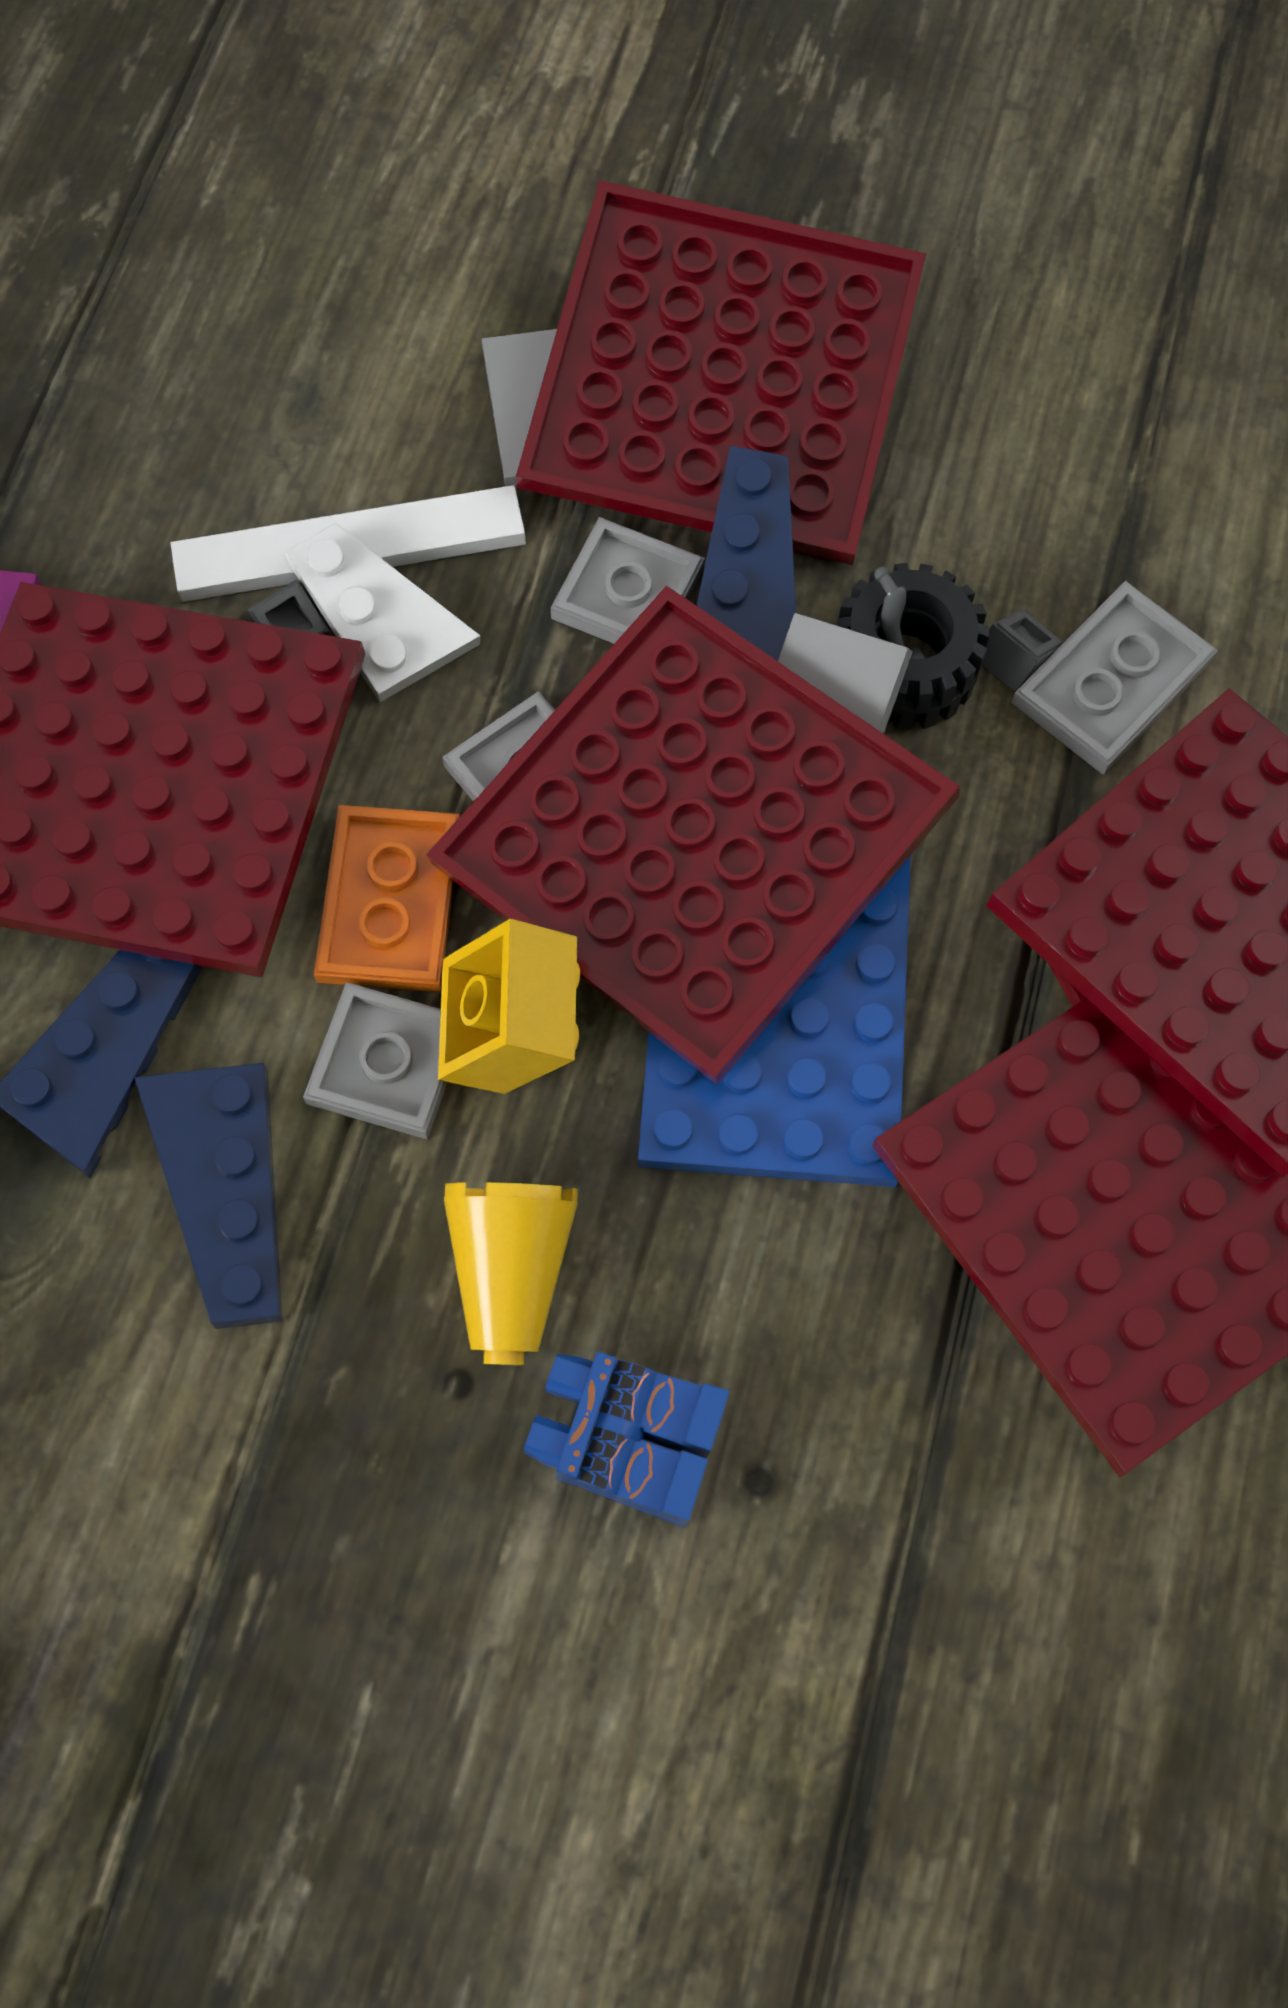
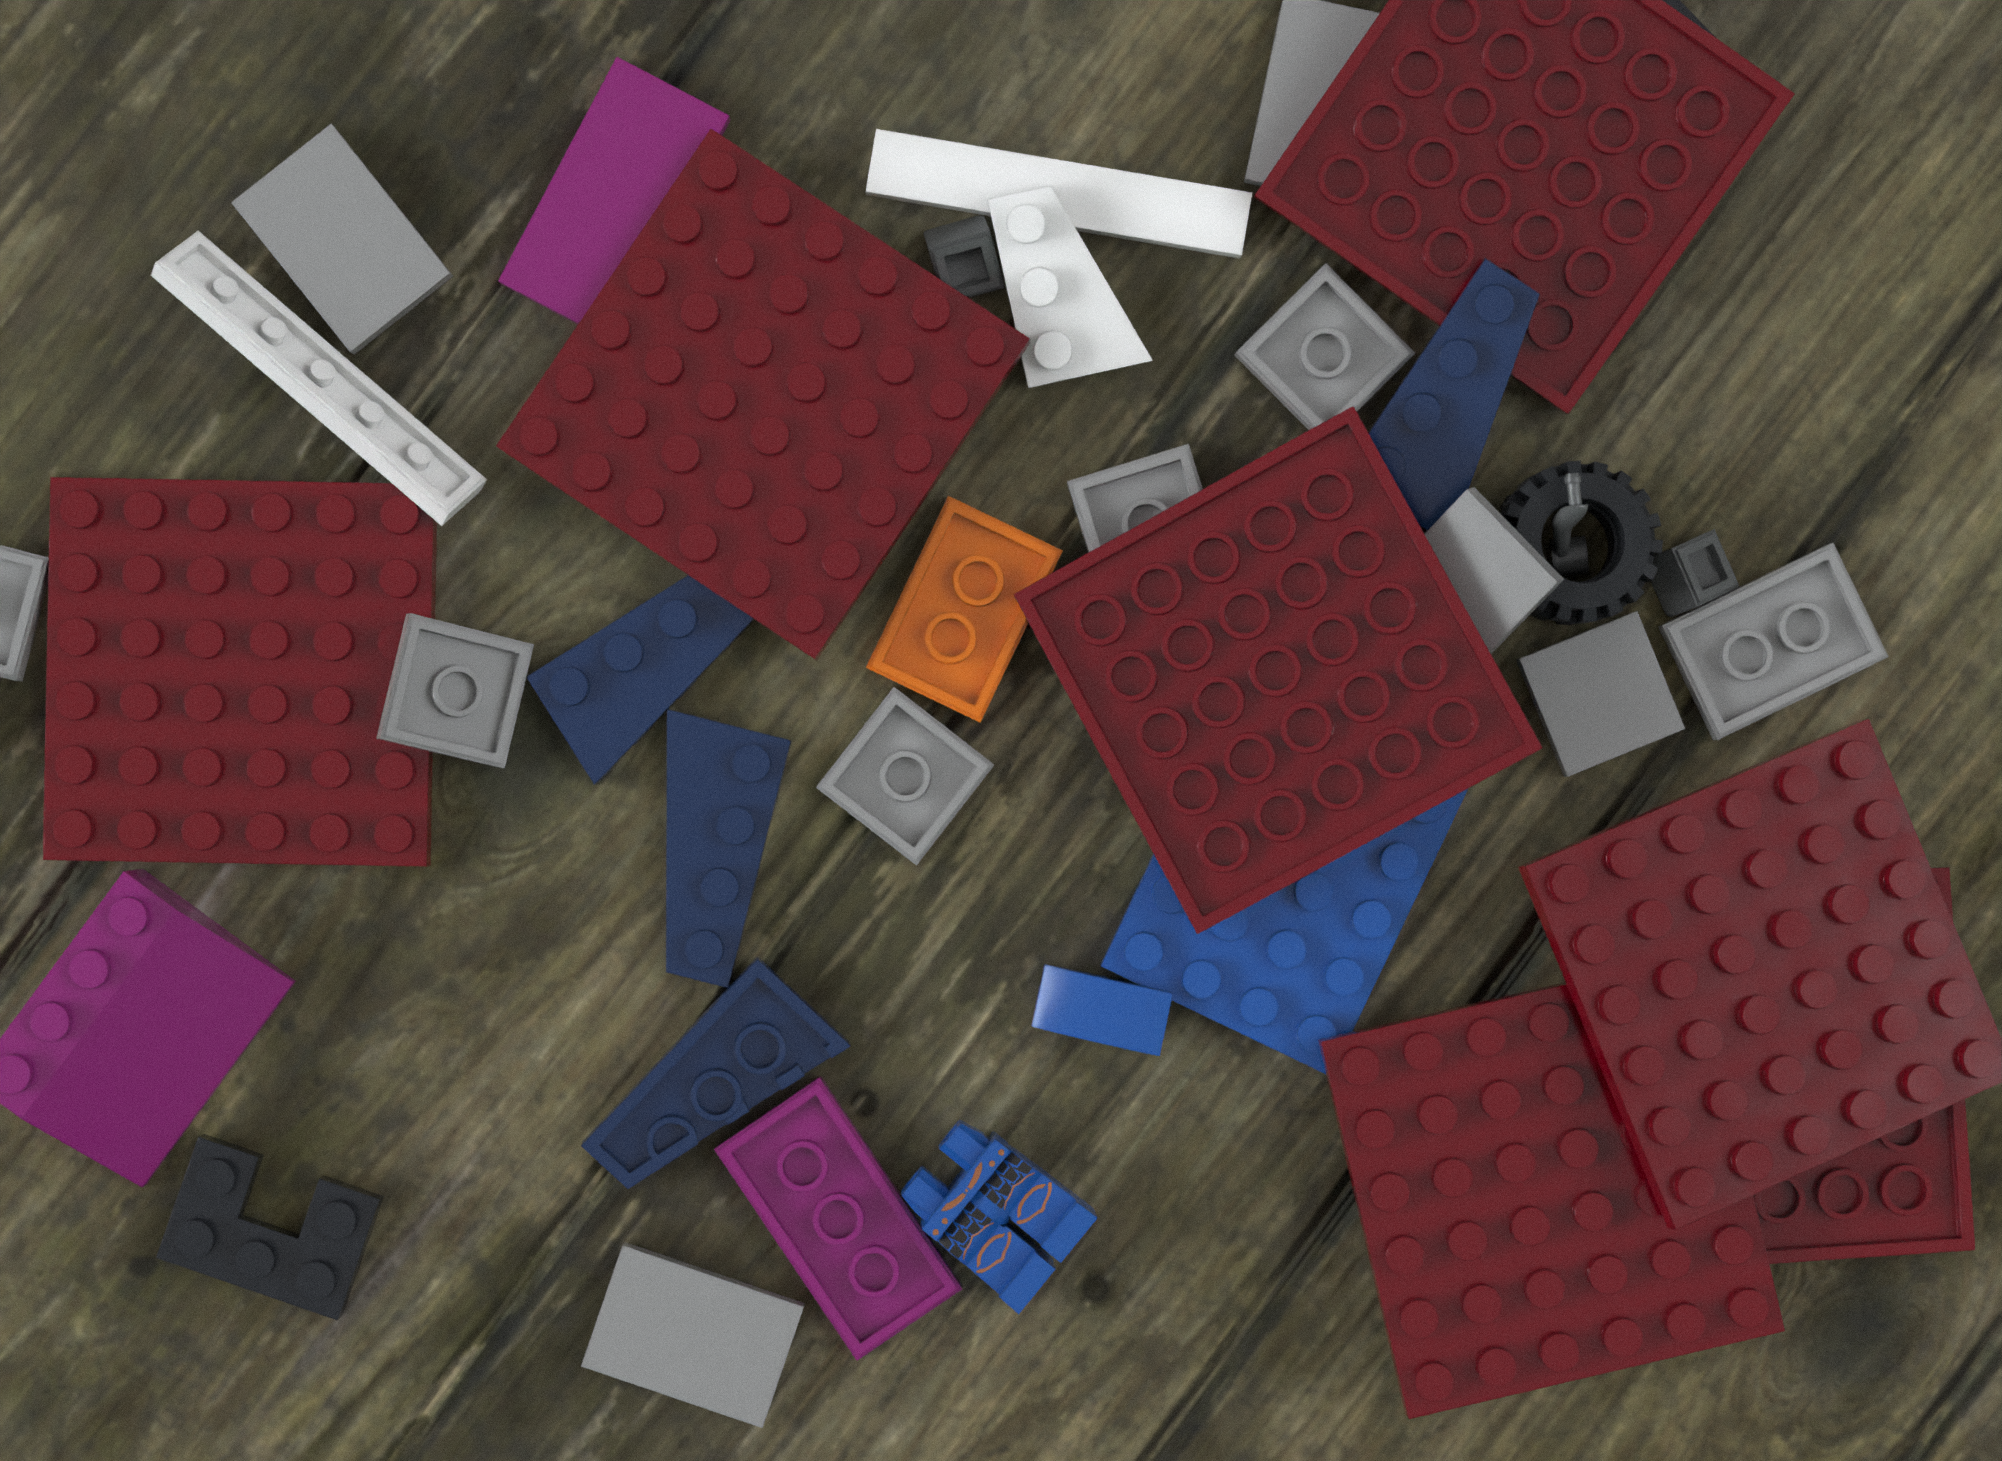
camera: 25 degrees right, 20 degrees up
(298, 1397) = (728, 1061): none -> dark blue wing
(359, 1692) = (693, 1334): none -> light grey tile
(471, 1509) = (838, 1218): none -> magenta tile
(508, 1007) = (1033, 791): yellow brick -> none
(508, 1261) = (949, 1019): yellow cone -> none
(655, 1198) = (1102, 1009): none -> blue slope
(997, 763) = (1600, 694): none -> light grey tile

